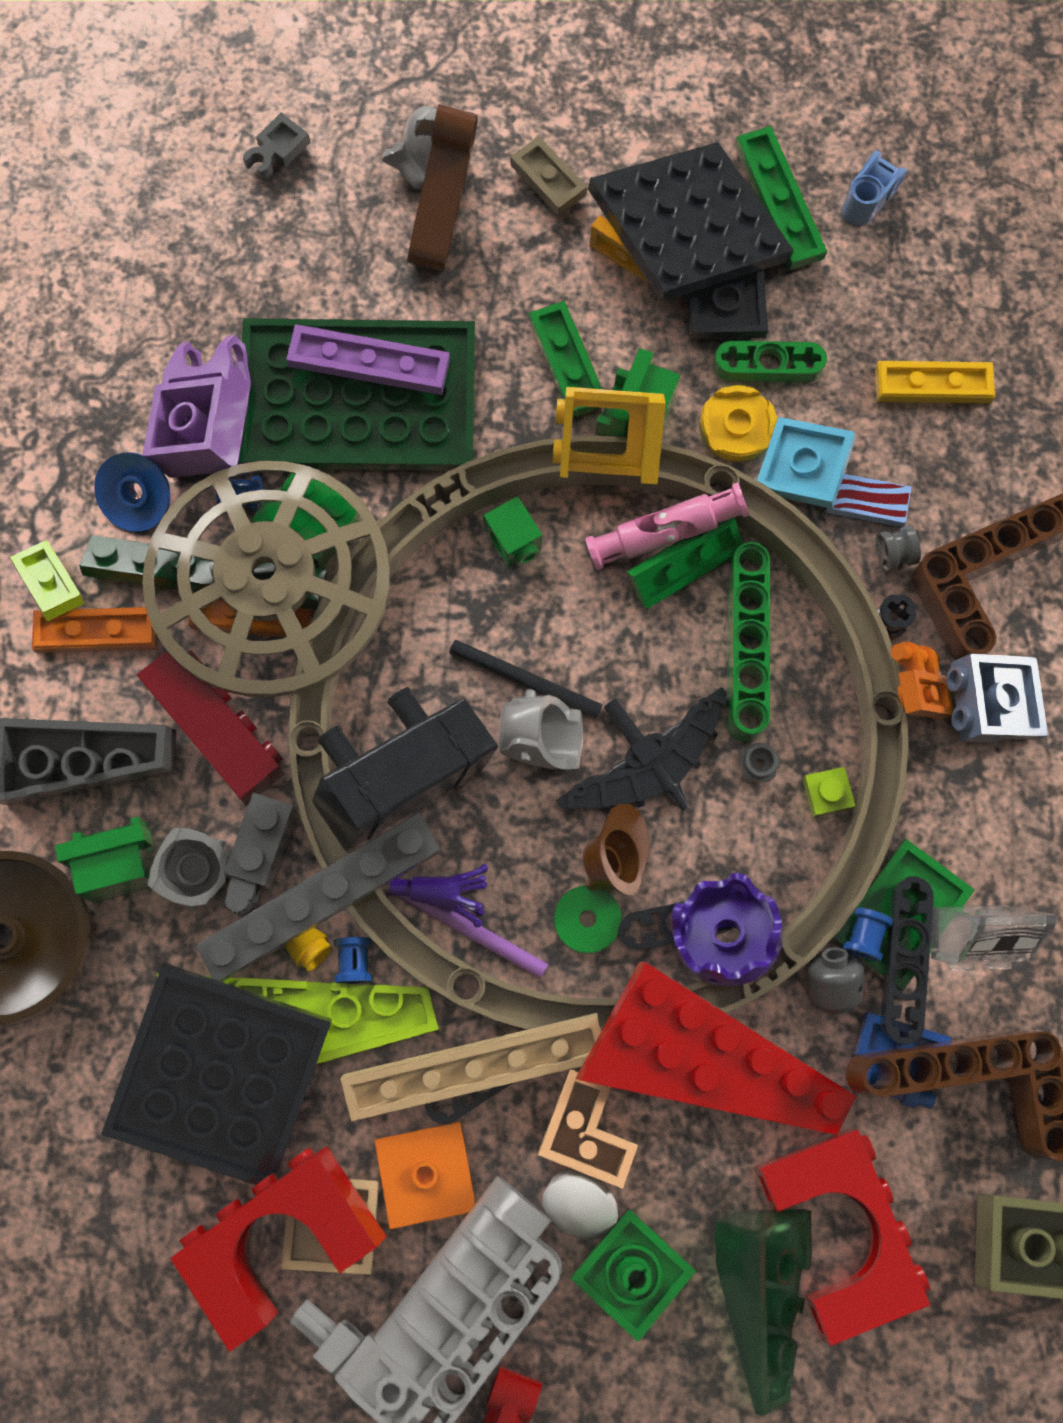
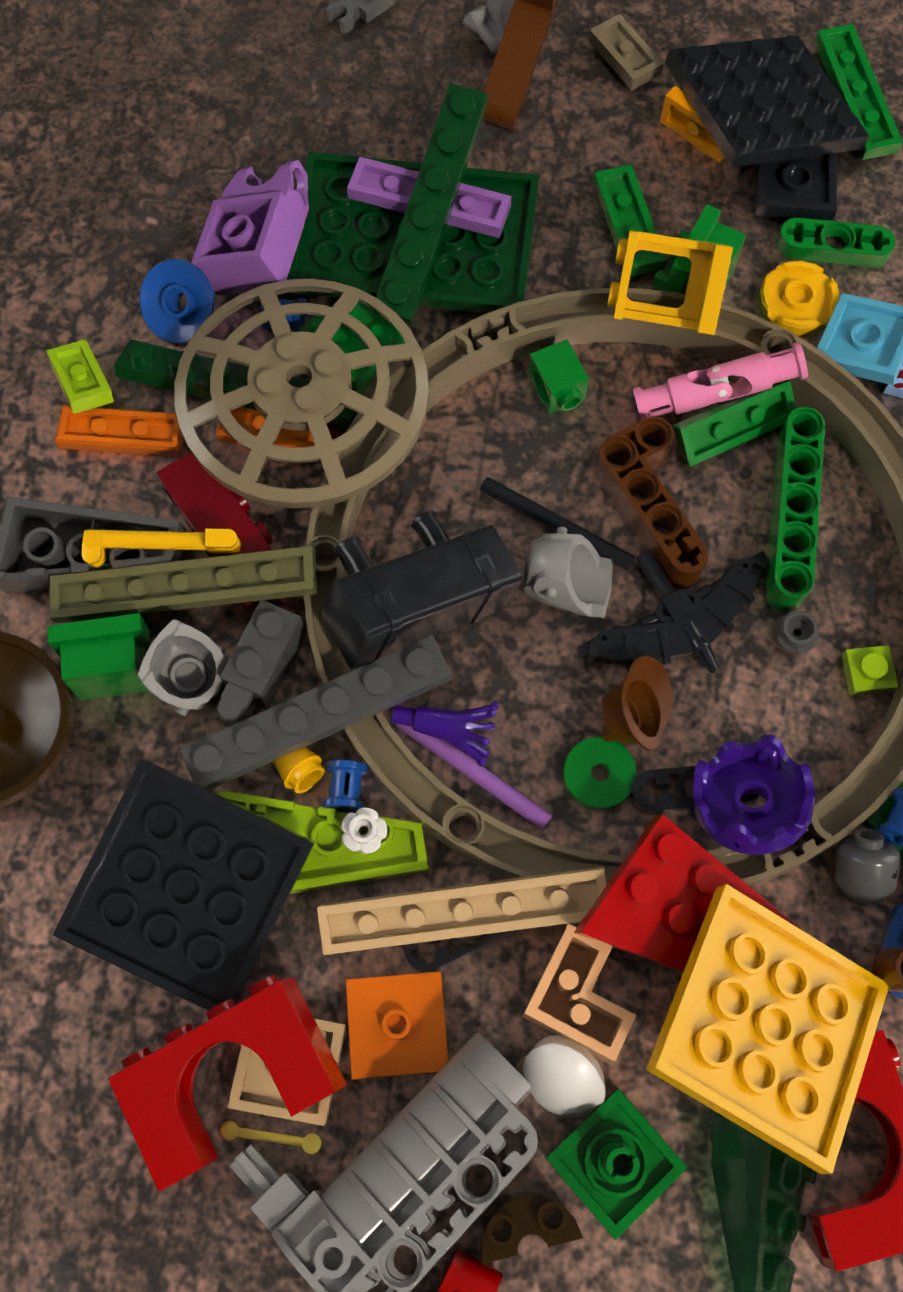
camera: 10 degrees right, 5 degrees down
(90, 755) = (214, 540): none -> yellow hinge
(177, 787) = (183, 584): none -> olive plate
(359, 1289) = (310, 1143): none -> light yellow hinge
(371, 368) = (432, 200): none -> dark green plate
(380, 1013) = (363, 843): none -> white plate
(558, 1330) = (525, 1215): none -> dark brown cylinder
(620, 655) = (658, 507): none -> reddish brown beam
(755, 1144) = (770, 1029): none -> yellow plate

